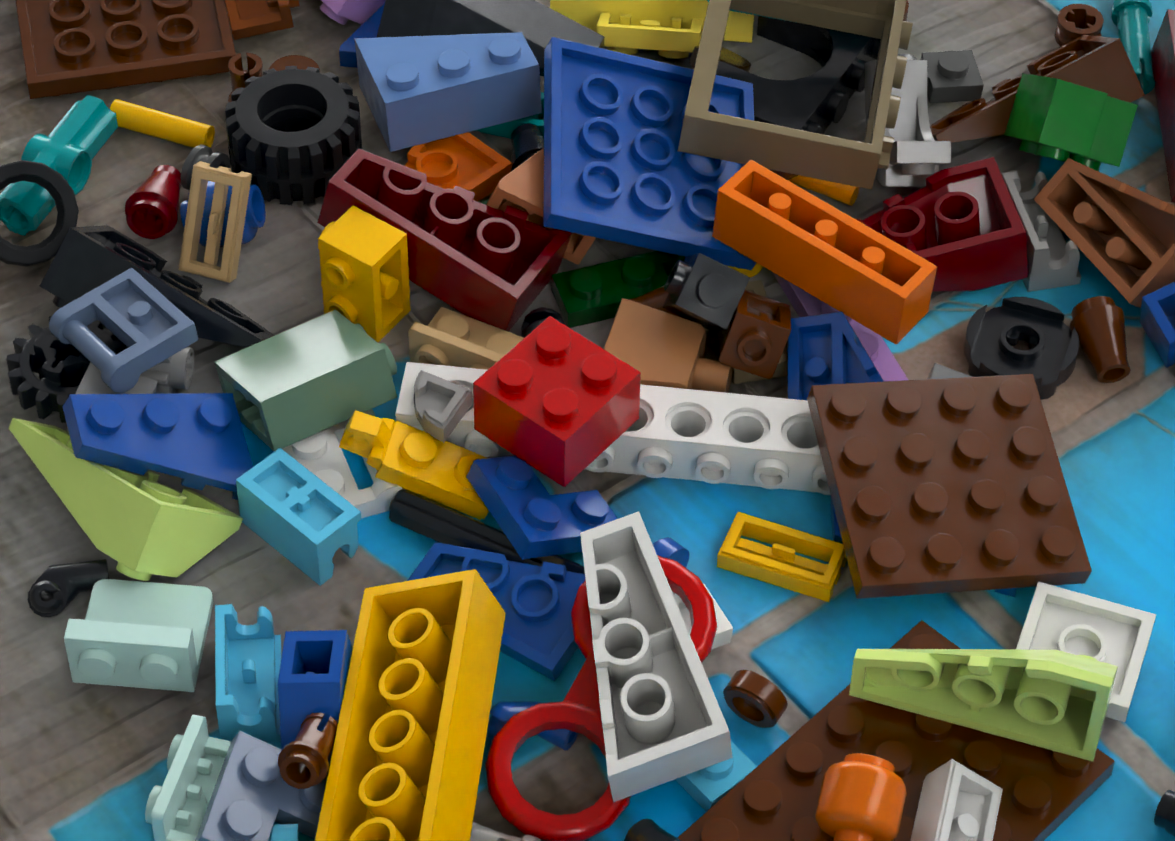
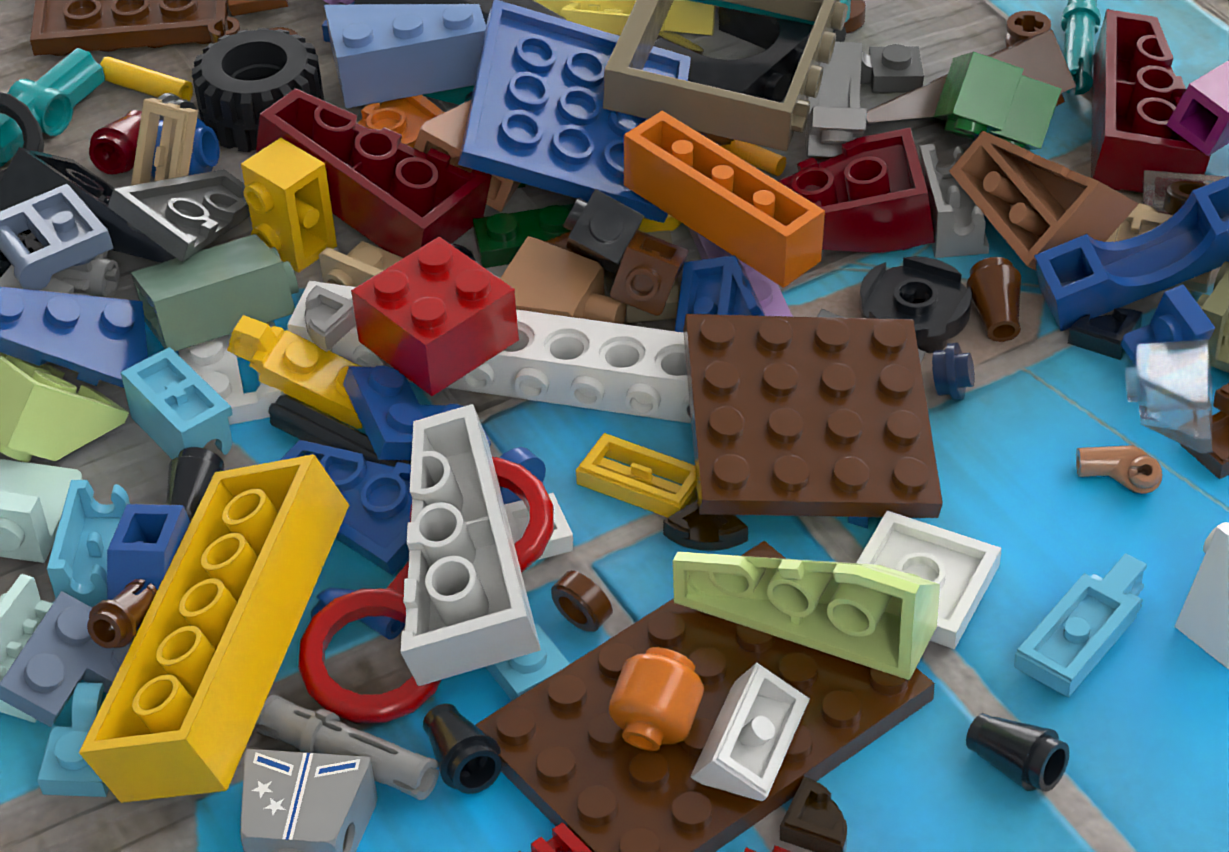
camera: 10 degrees right, 5 degrees down
(254, 285) = (183, 211): none -> dark grey wing
(332, 594) = (190, 477): none -> black cone
(848, 613) = (704, 531): none -> dark brown tile
(1073, 423) = (952, 371): none -> dark blue plate

